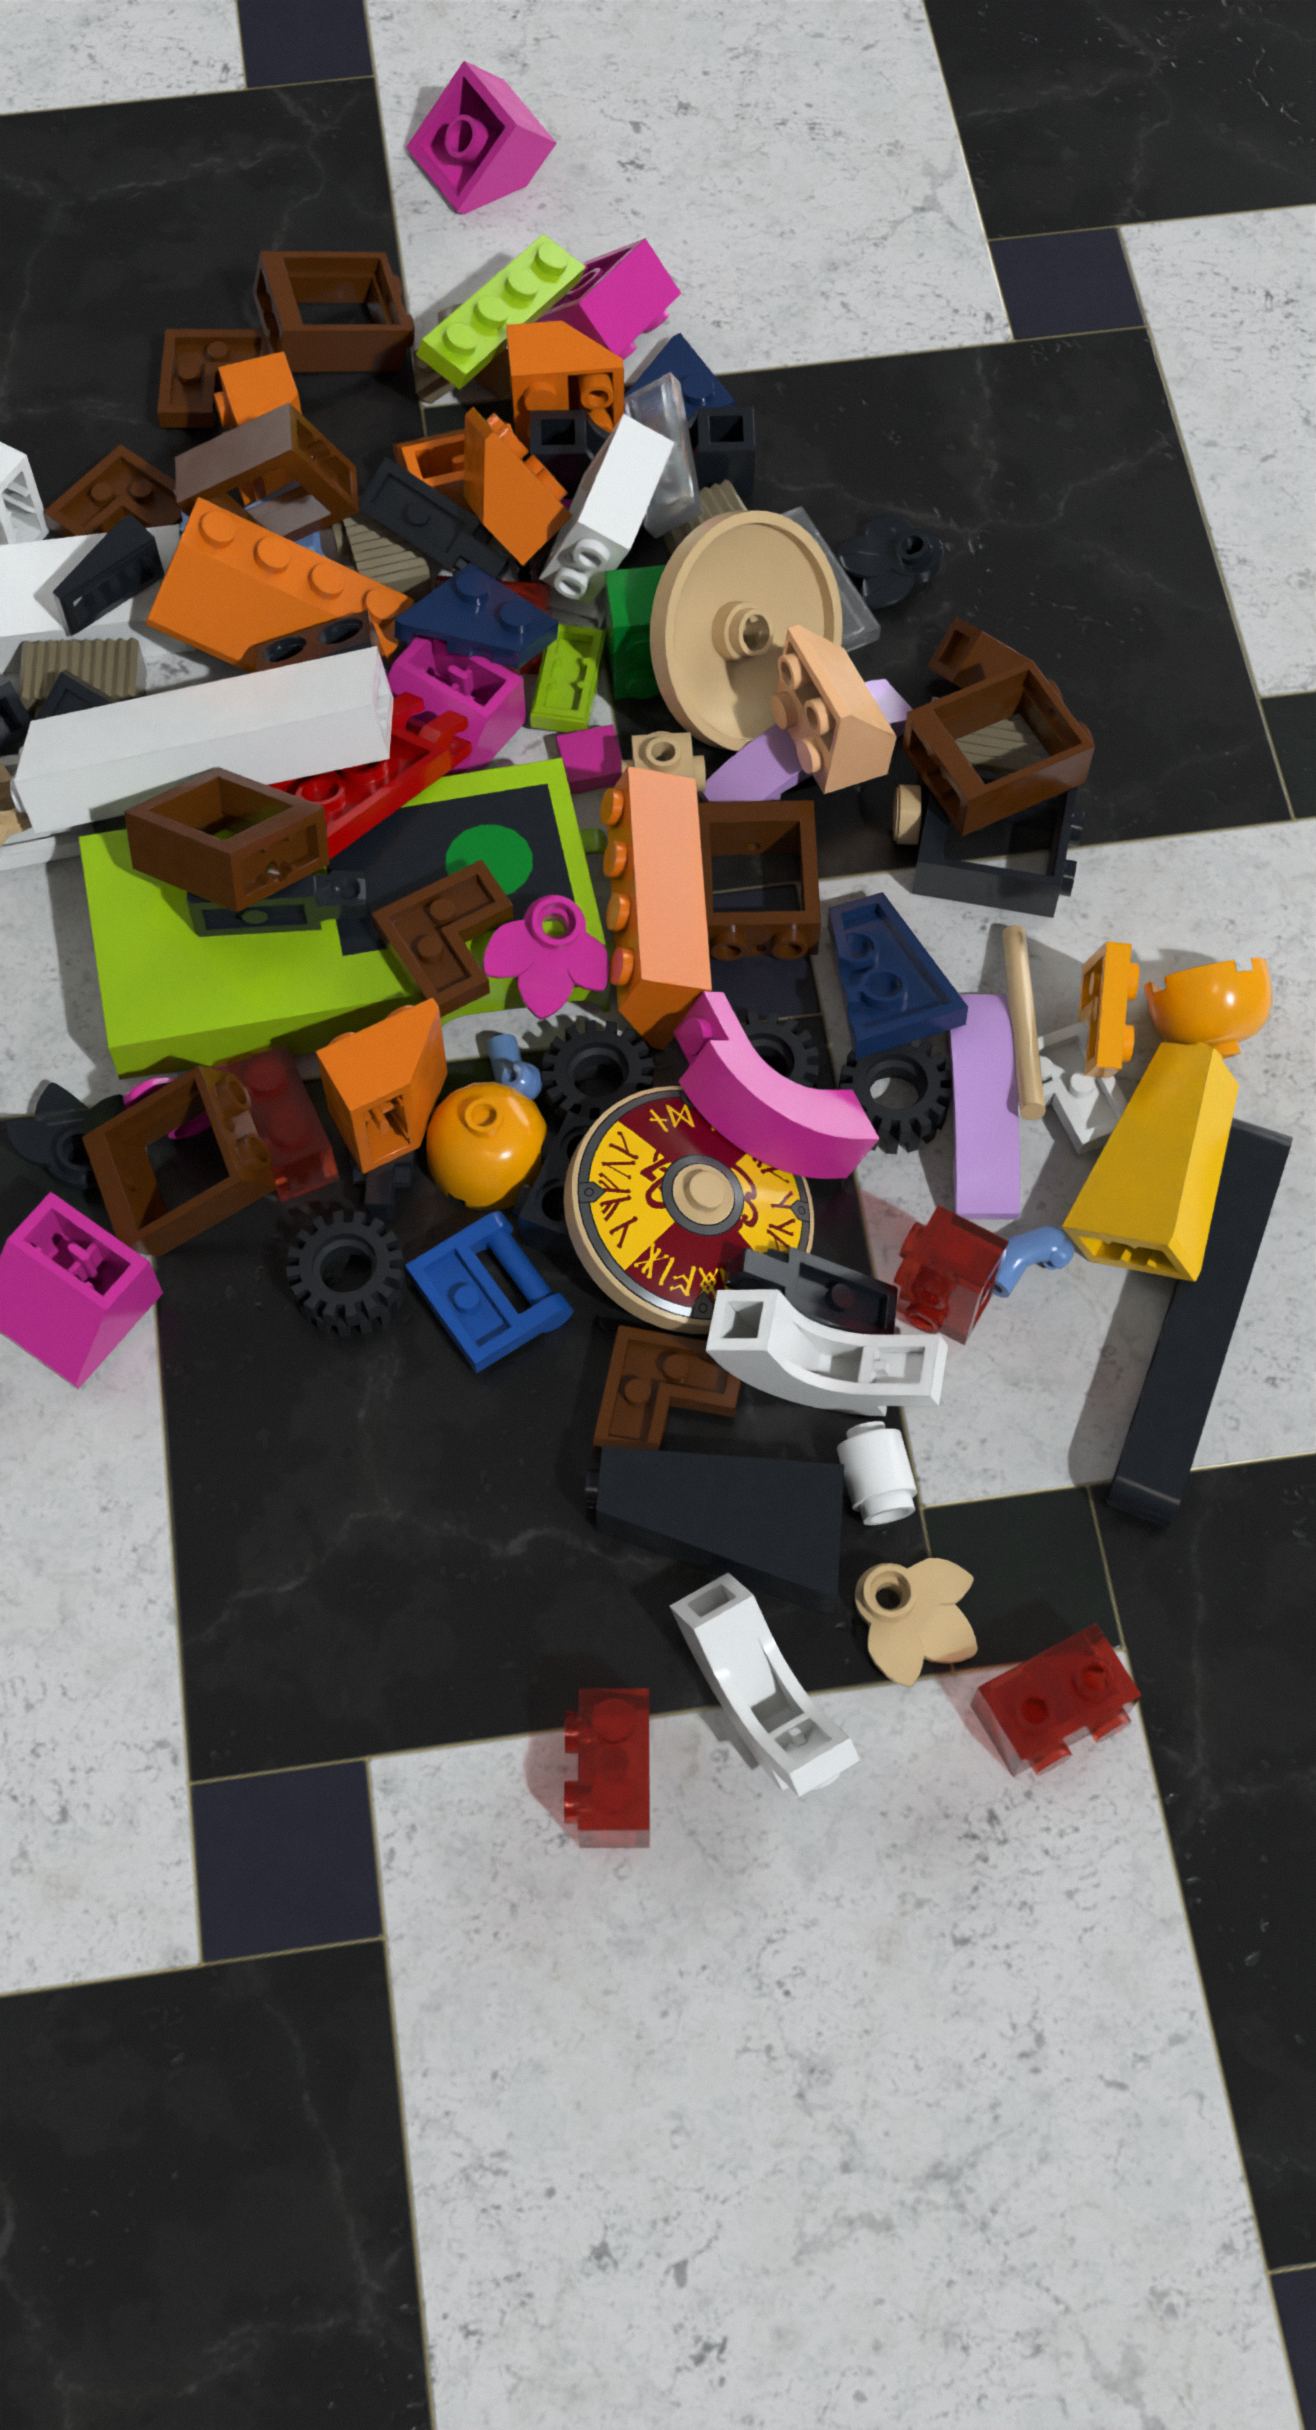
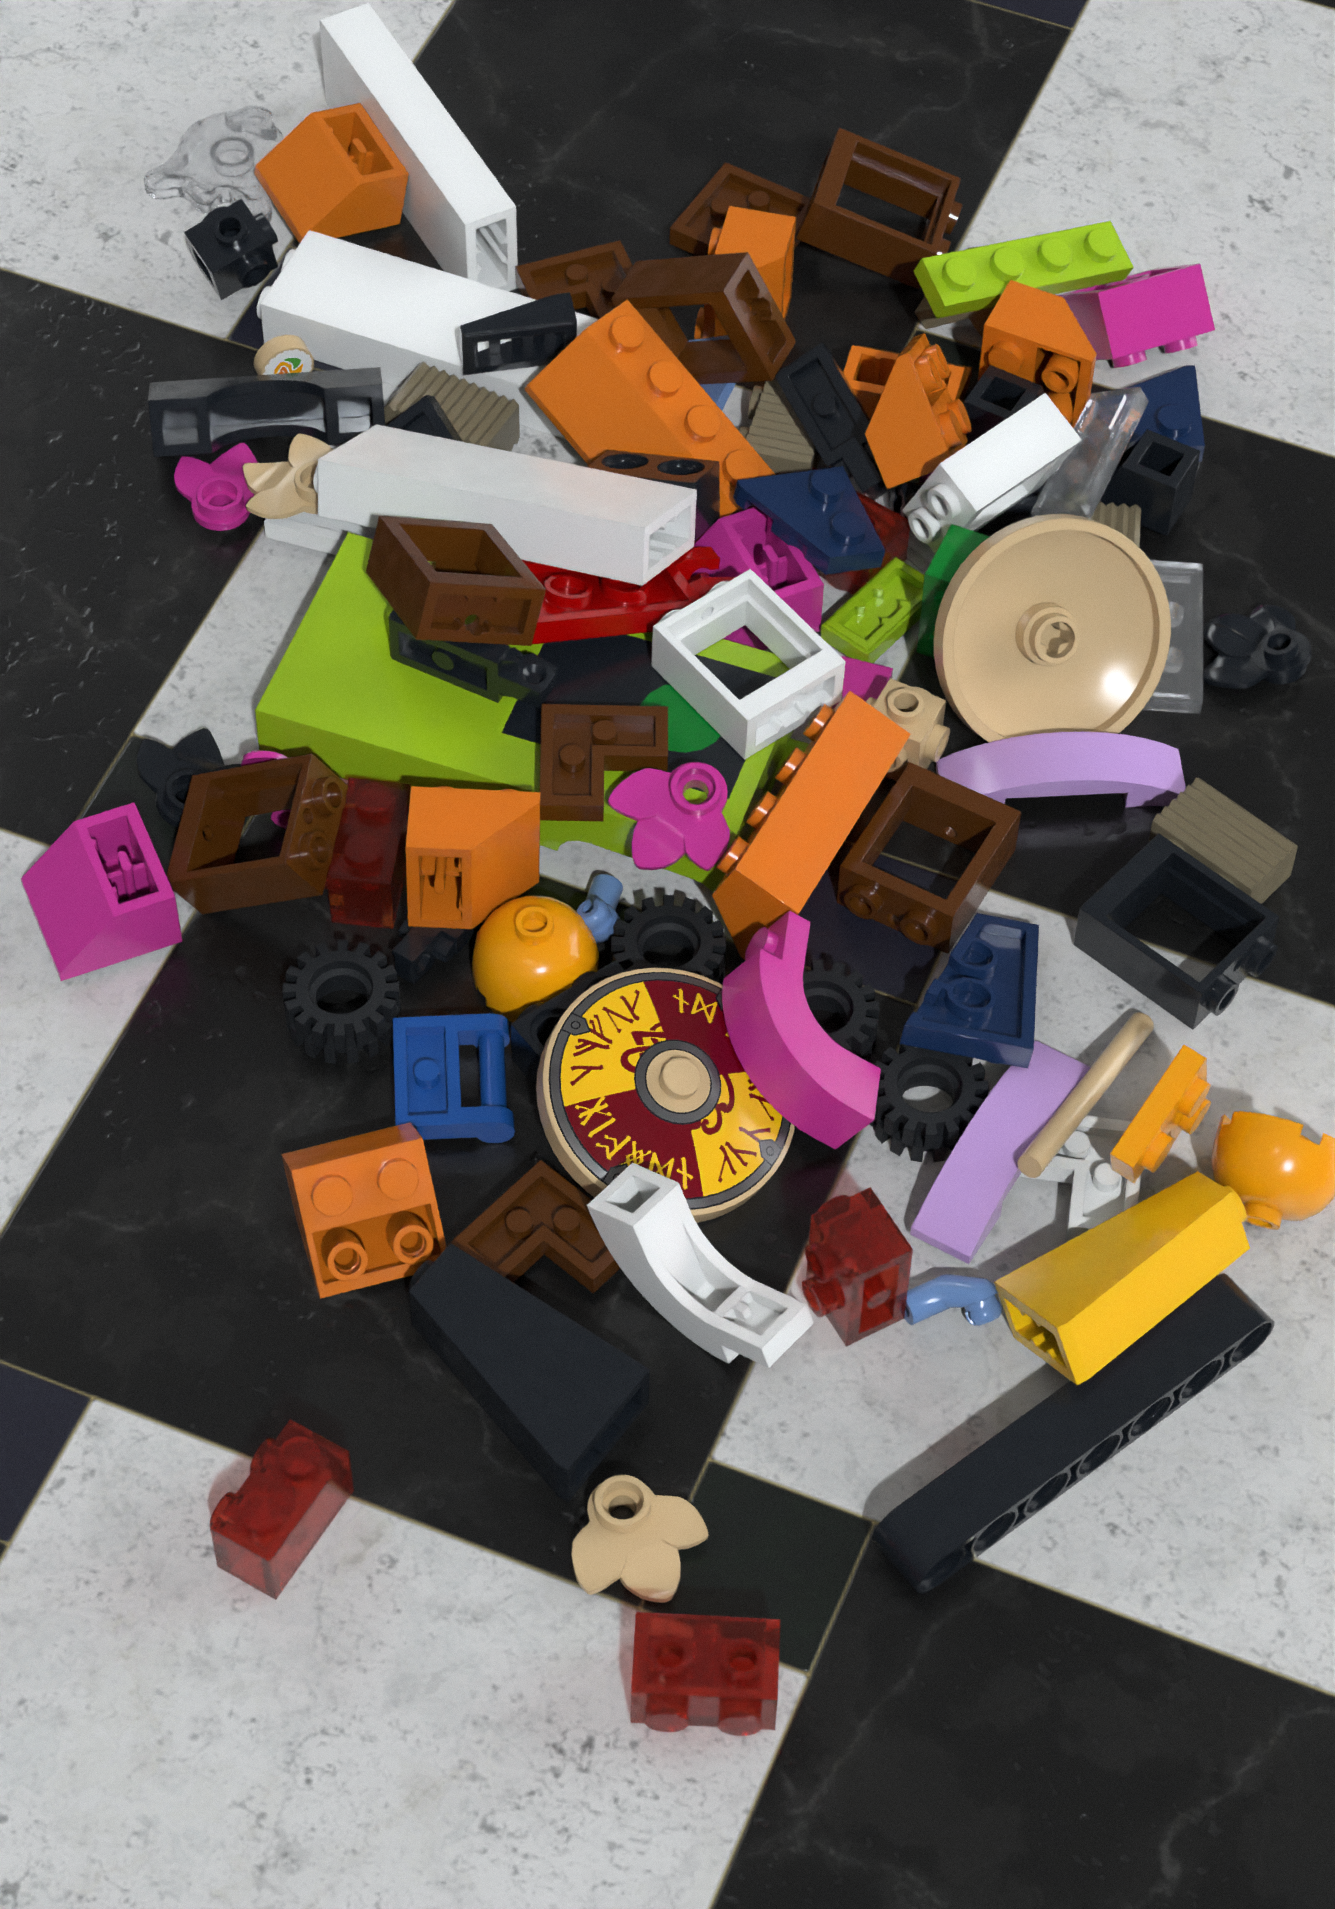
camera: 30 degrees right, 10 degrees down
(479, 140) = (1124, 121): dark pink slope -> none
(497, 1451) = (365, 1208): none -> orange slope
(534, 741) = (776, 707): none -> white window
(758, 1689) = (450, 1507): white arch -> none
(818, 1289) = (733, 1218): black hinge -> none
(830, 713) = (1080, 738): light nougat slope -> none
(877, 1473) = (682, 1402): white brick -> none
(907, 814) = (1106, 864): tan tile -> none
(950, 776) = (1219, 800): reddish brown window -> none
(971, 655) = (1273, 775): reddish brown panel -> none

